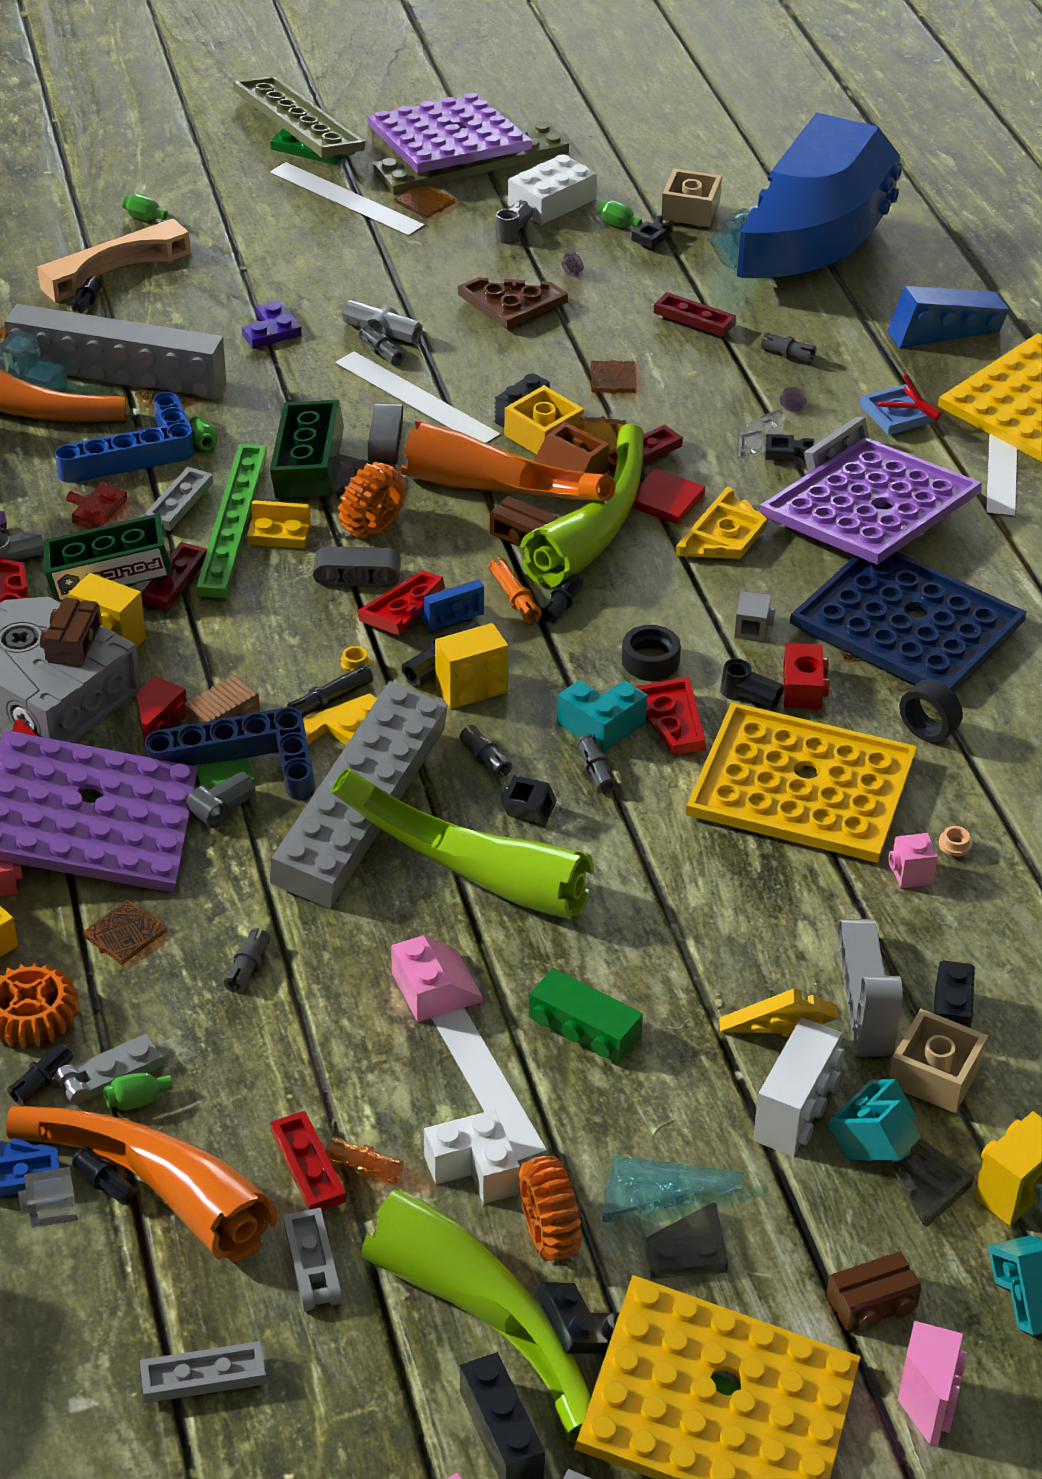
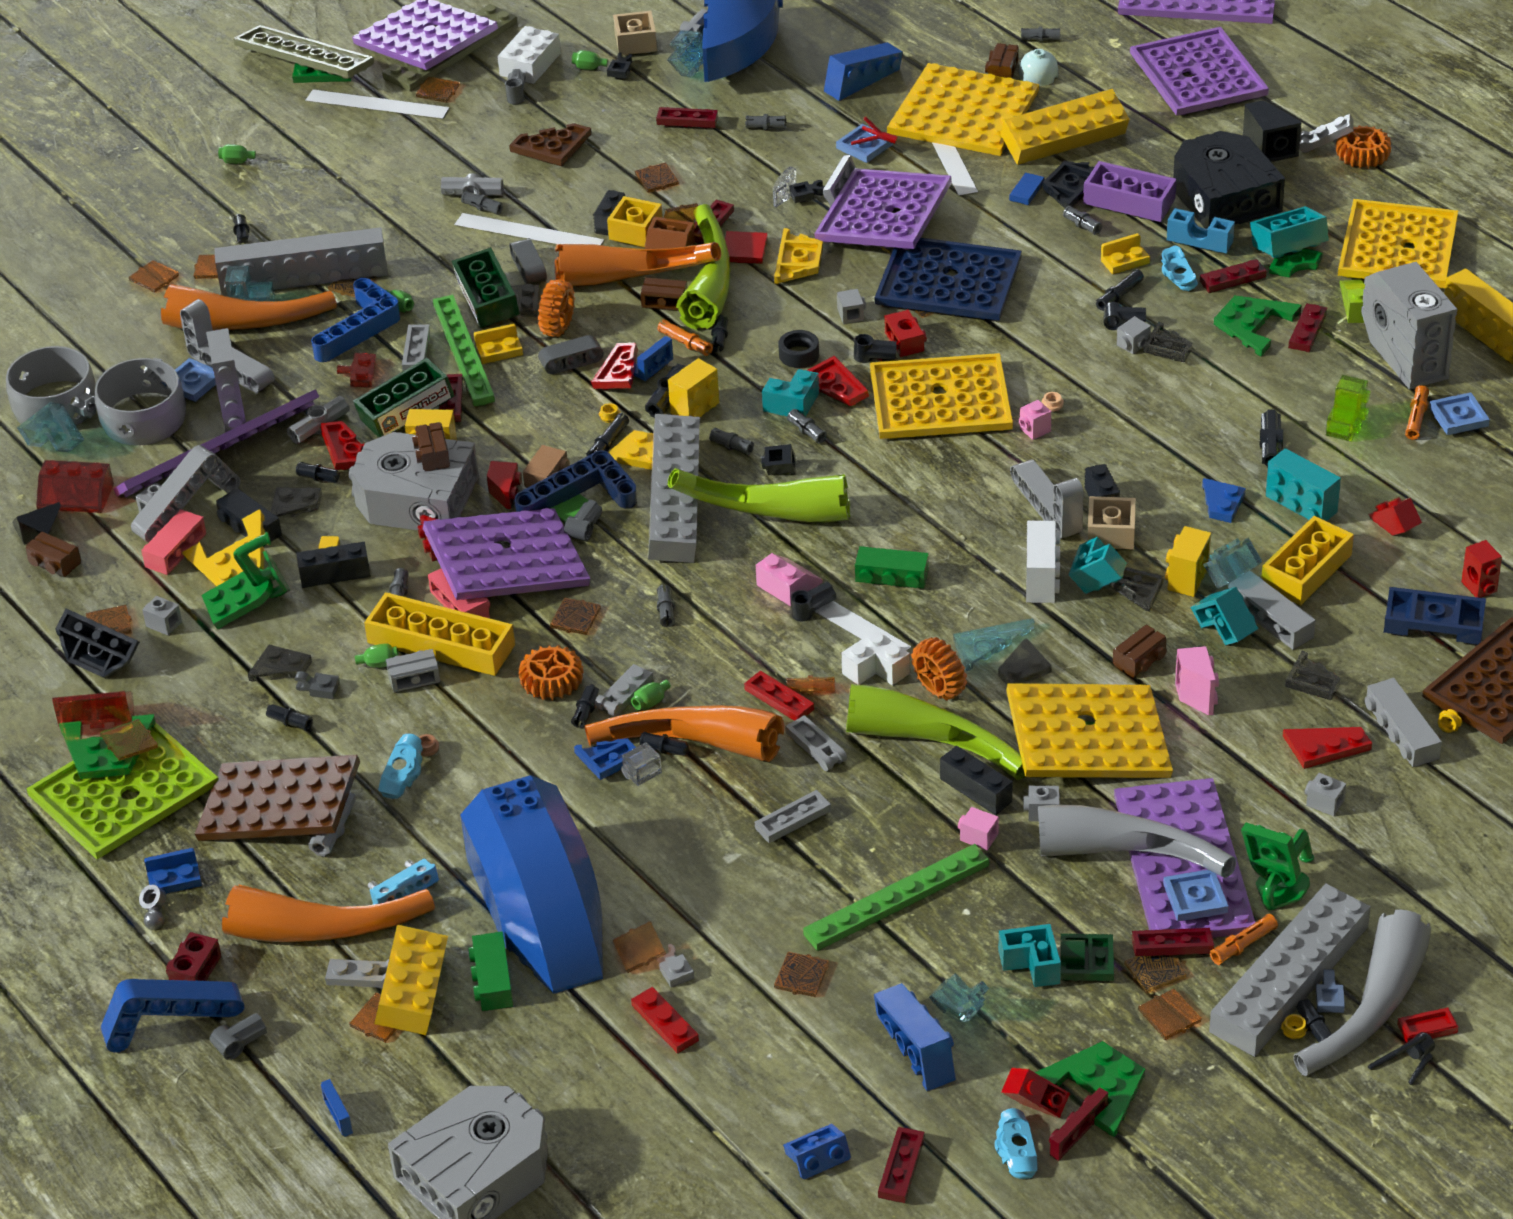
camera: 20 degrees left, 0 degrees up
(155, 243) = (267, 176): light nougat arch -> none
(274, 325) = (393, 211): dark purple plate -> none
(433, 1027) = (805, 602): none -> black piece
(572, 264) = (578, 105): clear purple plate -> none
(573, 1322) = (992, 721): black plate -> none
(779, 1014) = (1010, 527): yellow wing -> none
(793, 398) = (790, 156): plate -> none
(942, 699) = (1000, 316): black tyre -> none

